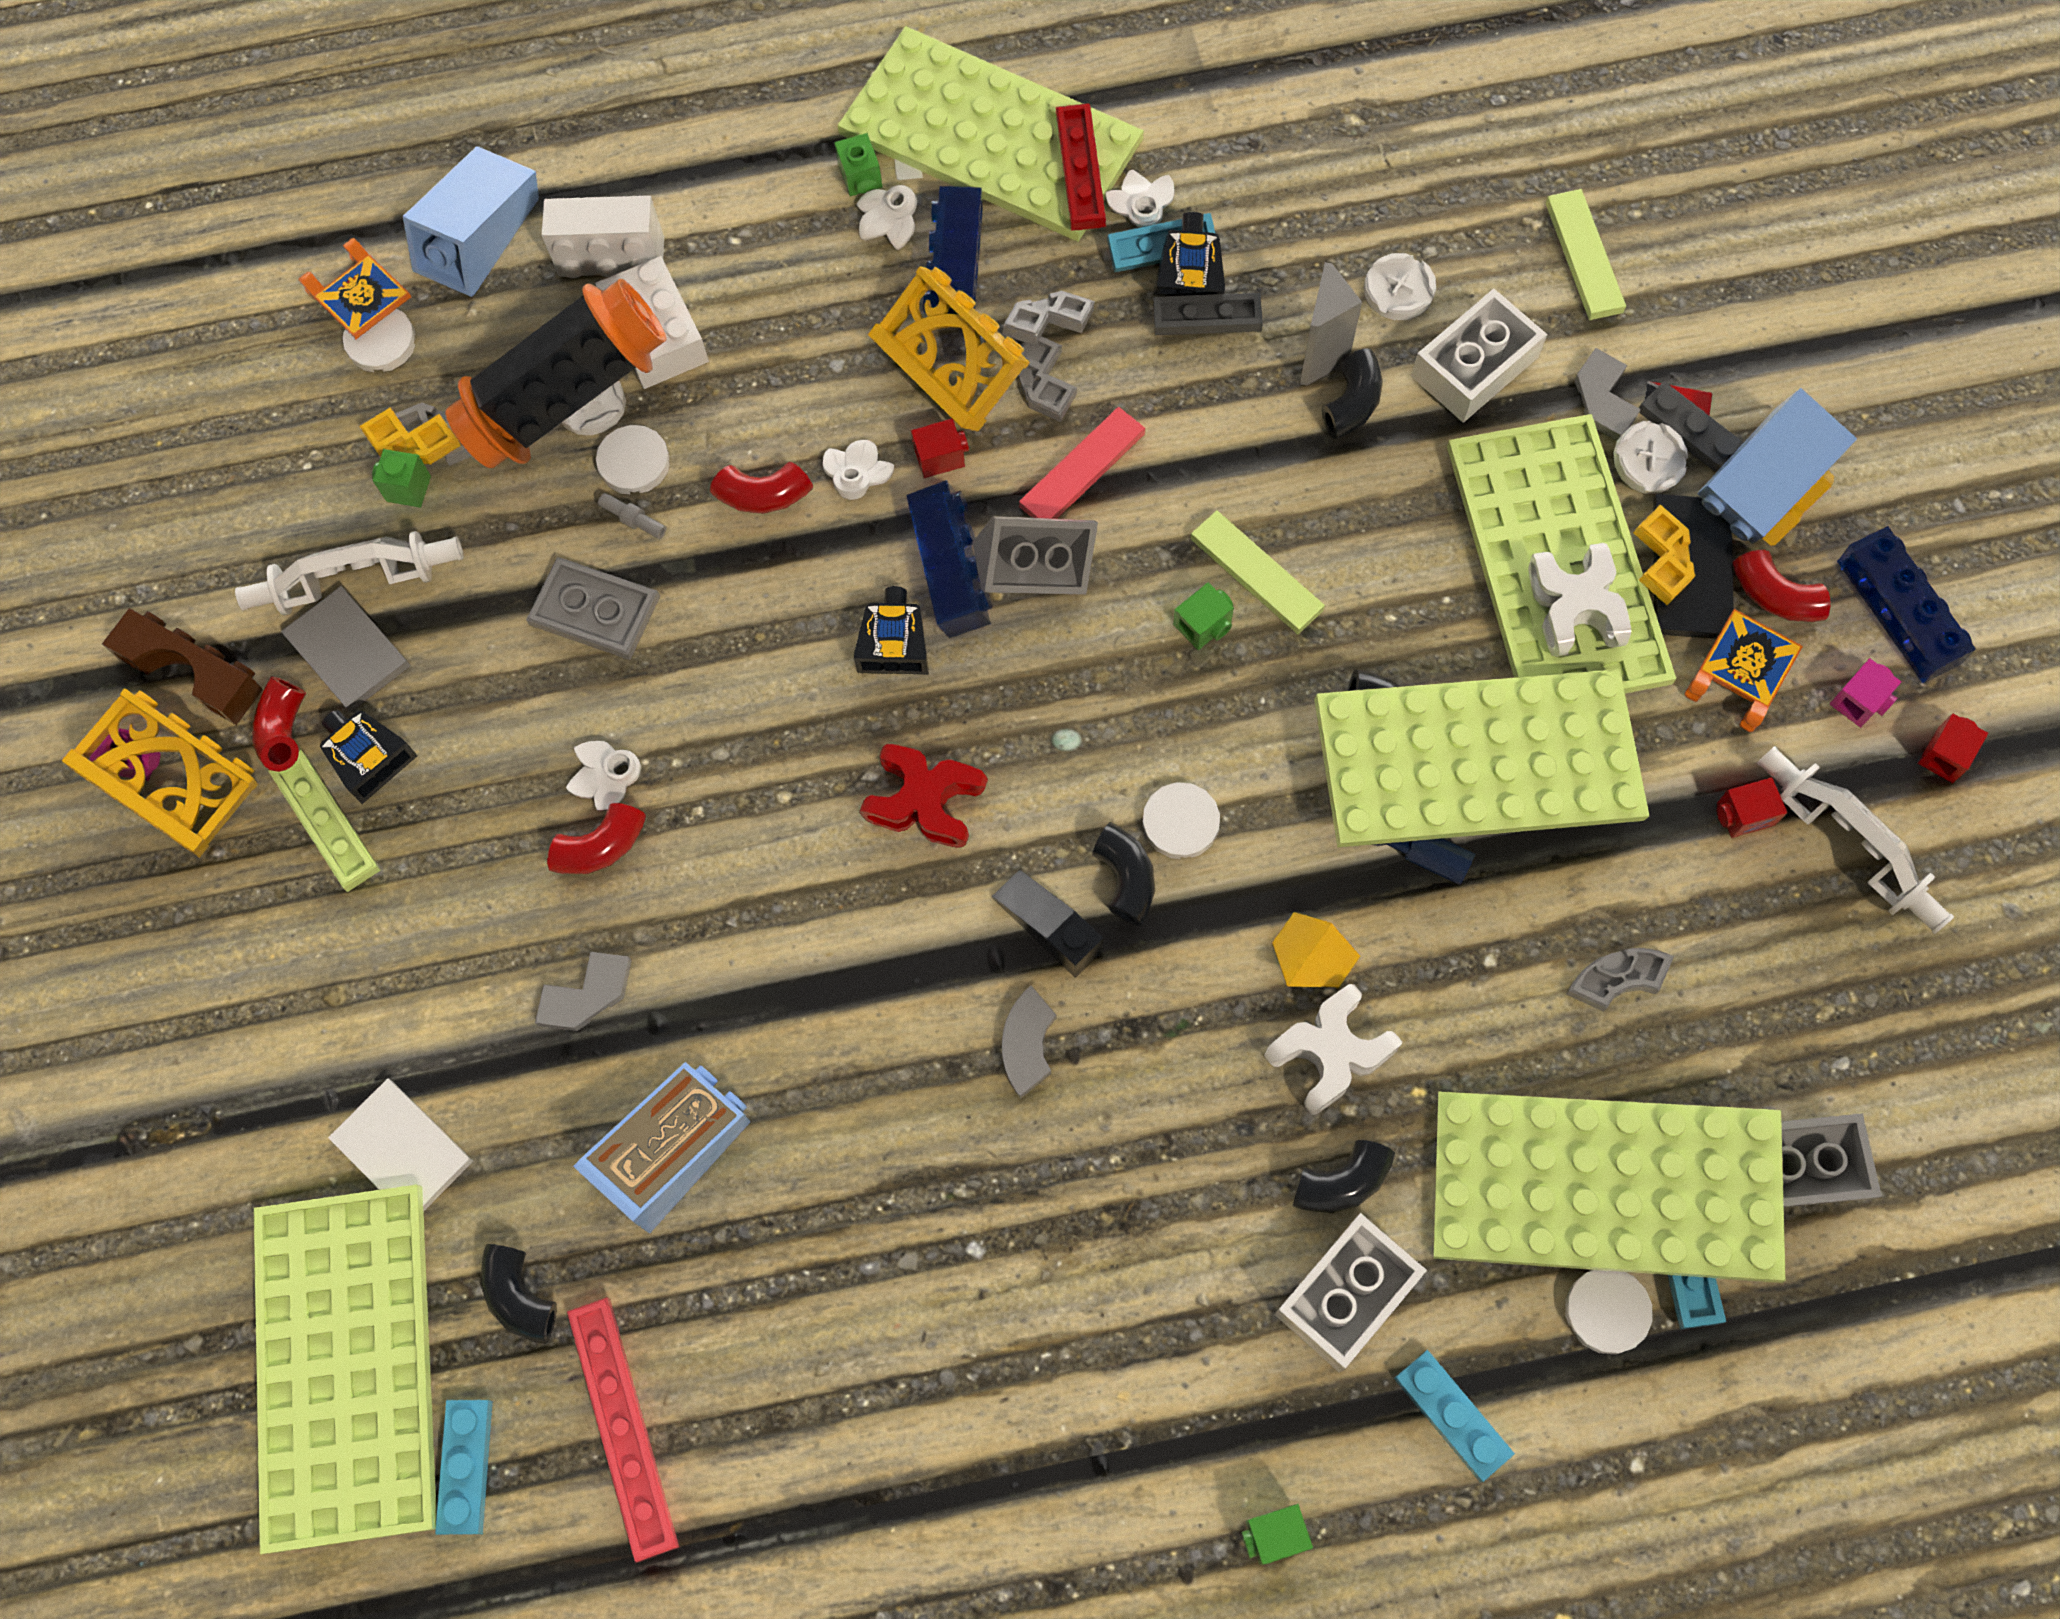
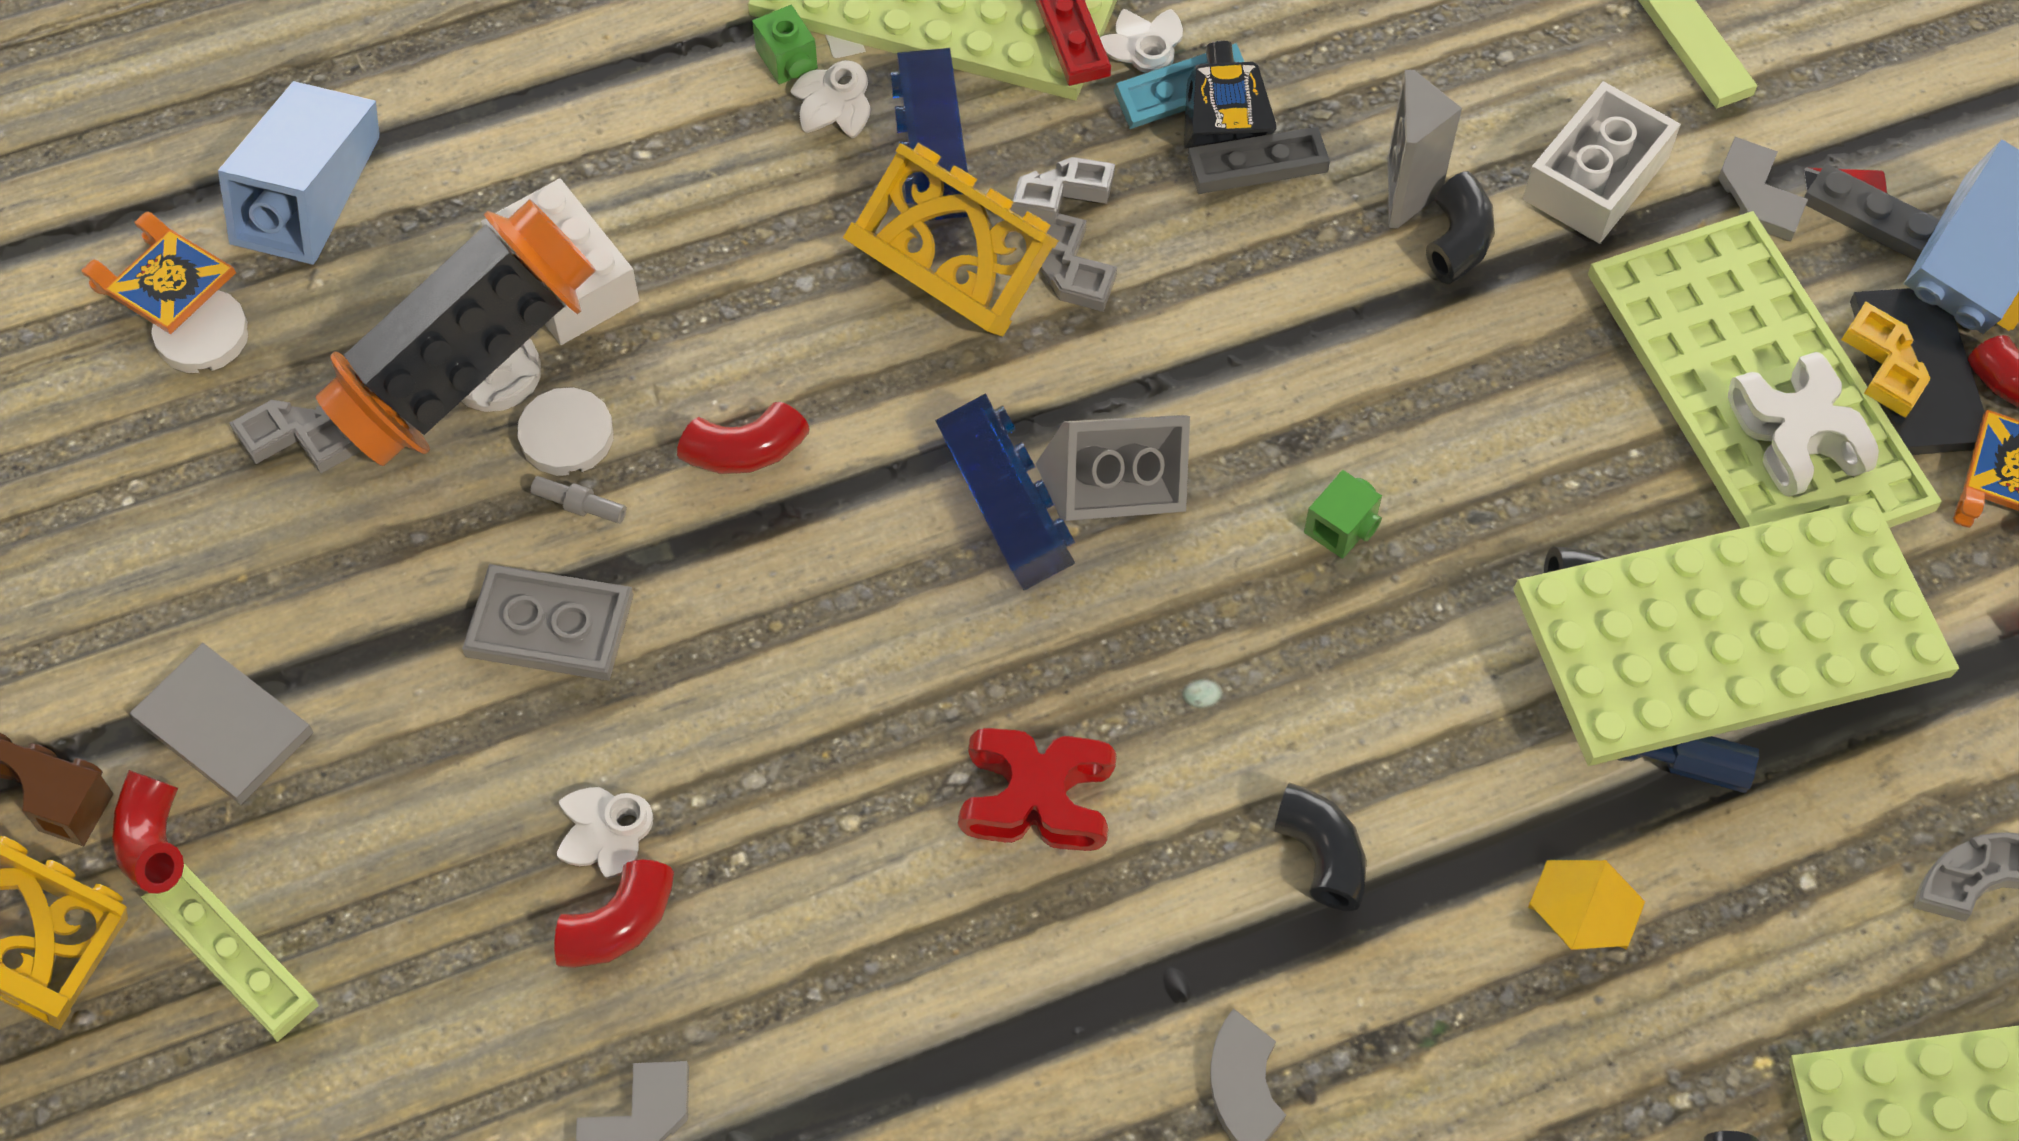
camera: 15 degrees left, 10 degrees down
(359, 555) = (186, 613): white plate -> none
(363, 752) = (273, 850): torso -> none
(401, 478) = (262, 495): bright green brick -> none
(429, 440) = (281, 451): yellow tile -> none
(601, 234) = (475, 163): white brick -> none
(856, 468) = (859, 401): white plate -> none
(892, 637) = (954, 598): torso -> none
(939, 448) = (961, 361): red brick -> none
(1050, 922) = (1240, 923): black slope -> none
(1083, 466) = (1147, 356): coral tile -> none
(1181, 820) = (1375, 769): white tile -> none
(1257, 572) = (1395, 453): yellowish green tile -> none
(1332, 1049) = (1643, 1024): white piece -> none
(1399, 286) = (1488, 97): white tile -> none
(1650, 457) = (1835, 252): white tile -> none

